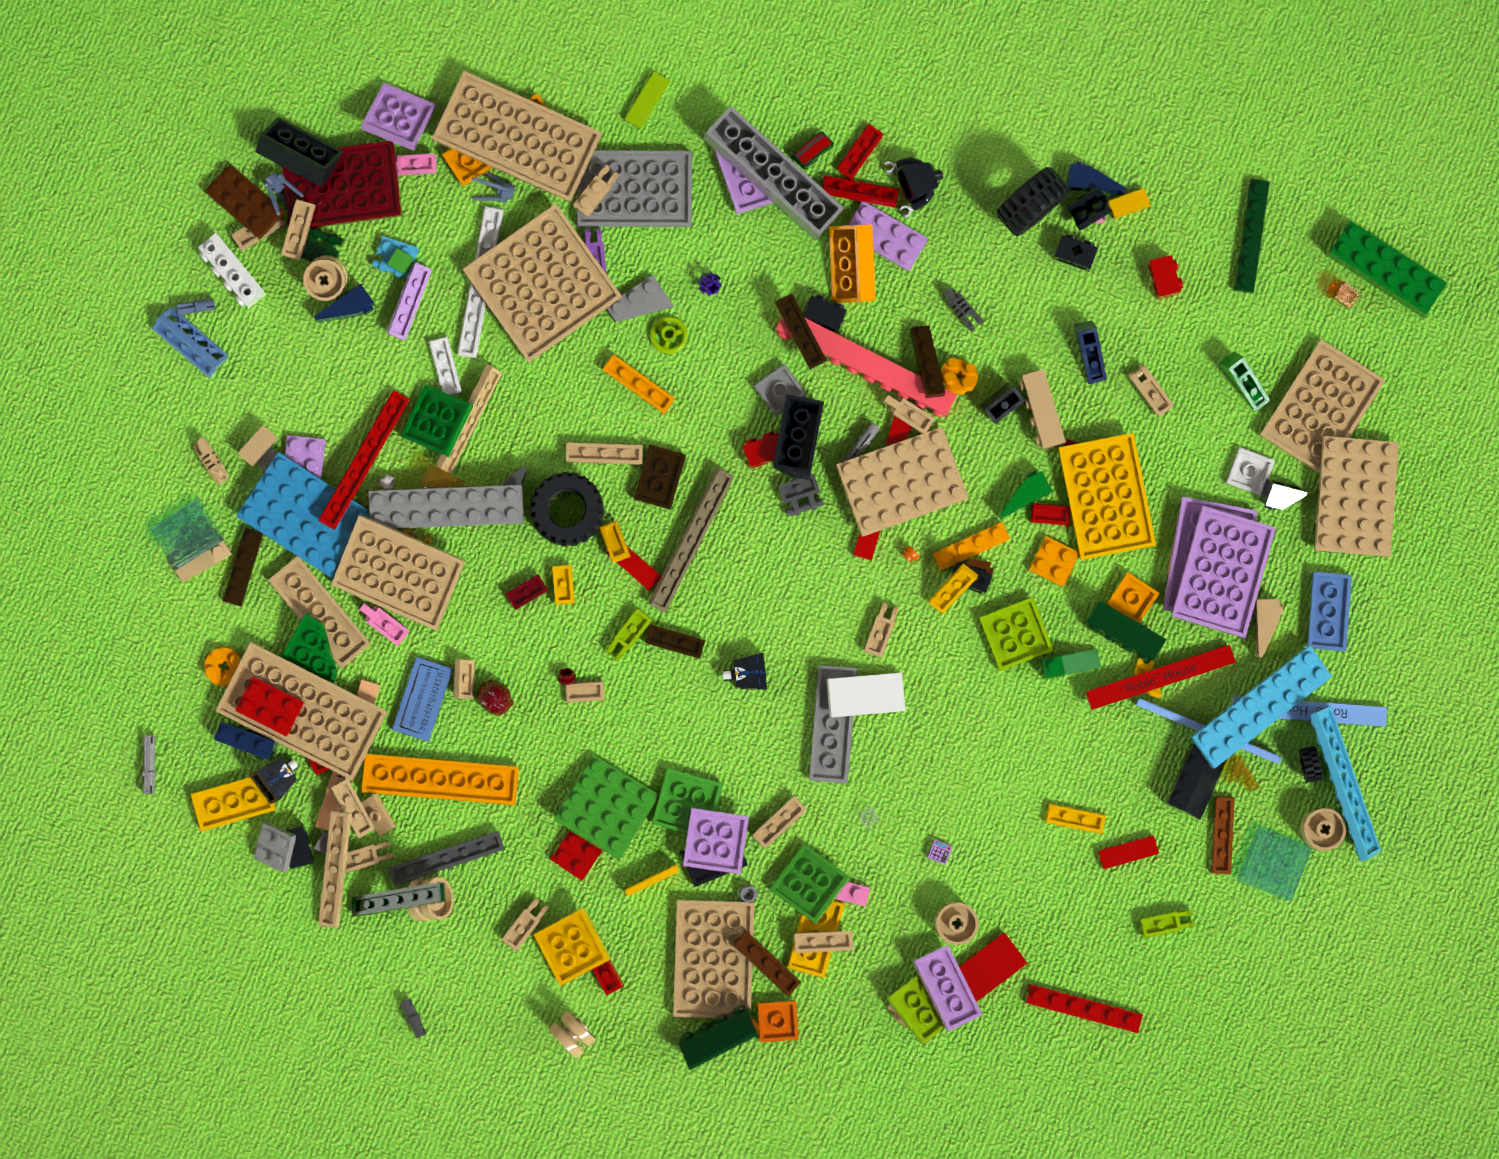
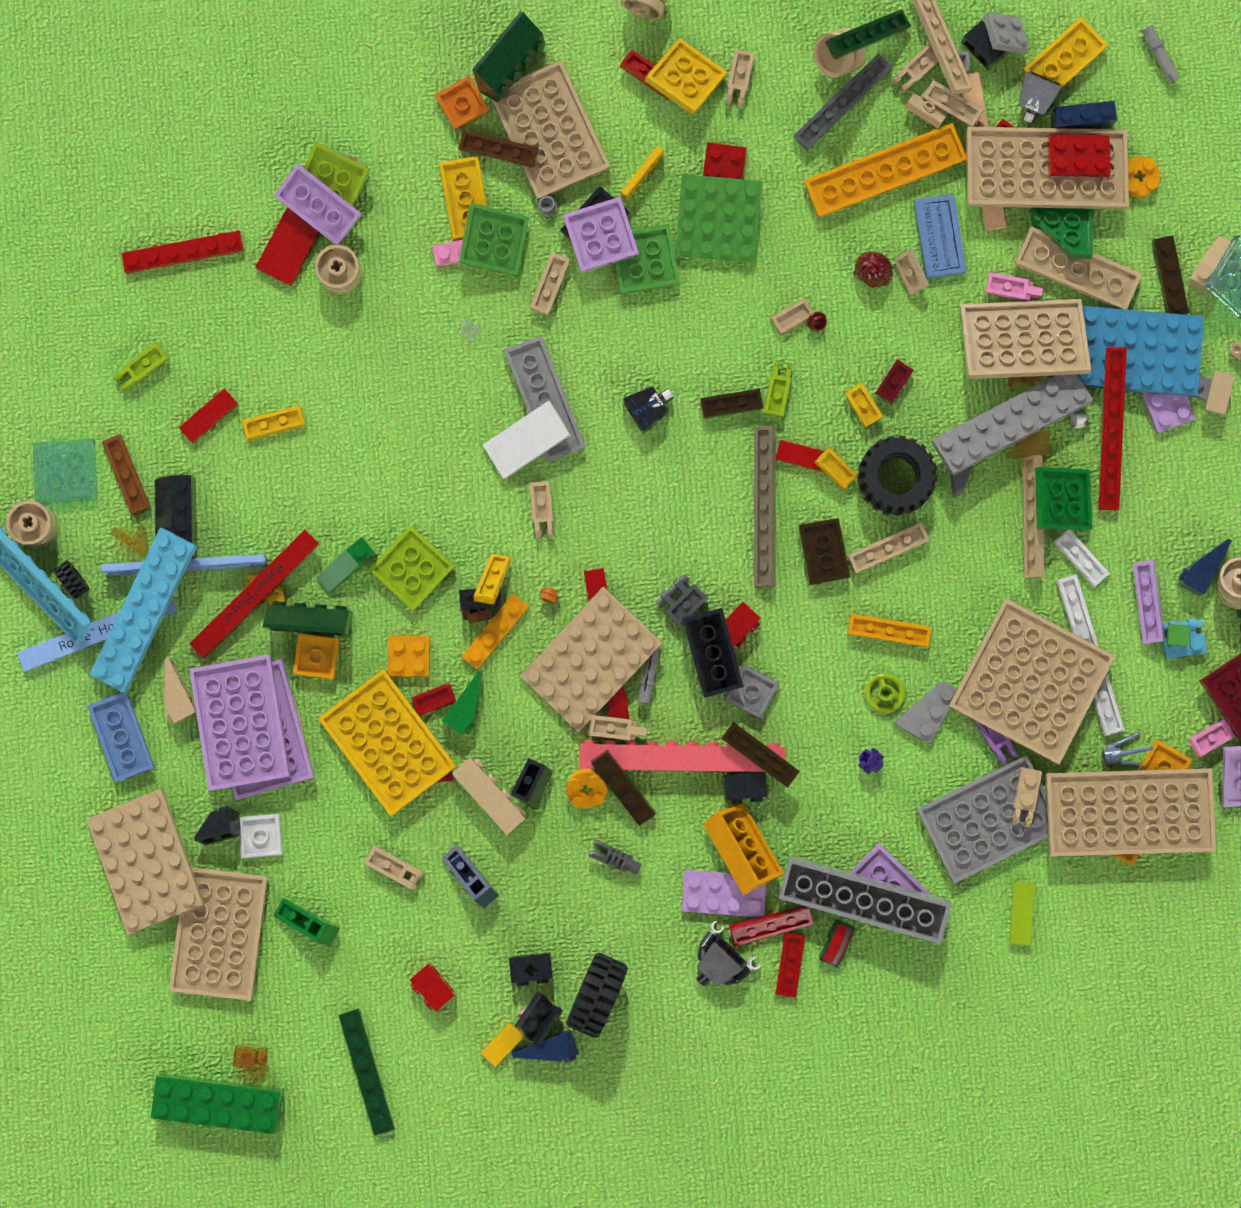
camera: 160 degrees right, 0 degrees up
(823, 941) = (454, 192): tan plate -> none
(940, 852) = (386, 330): lavender tile -> none

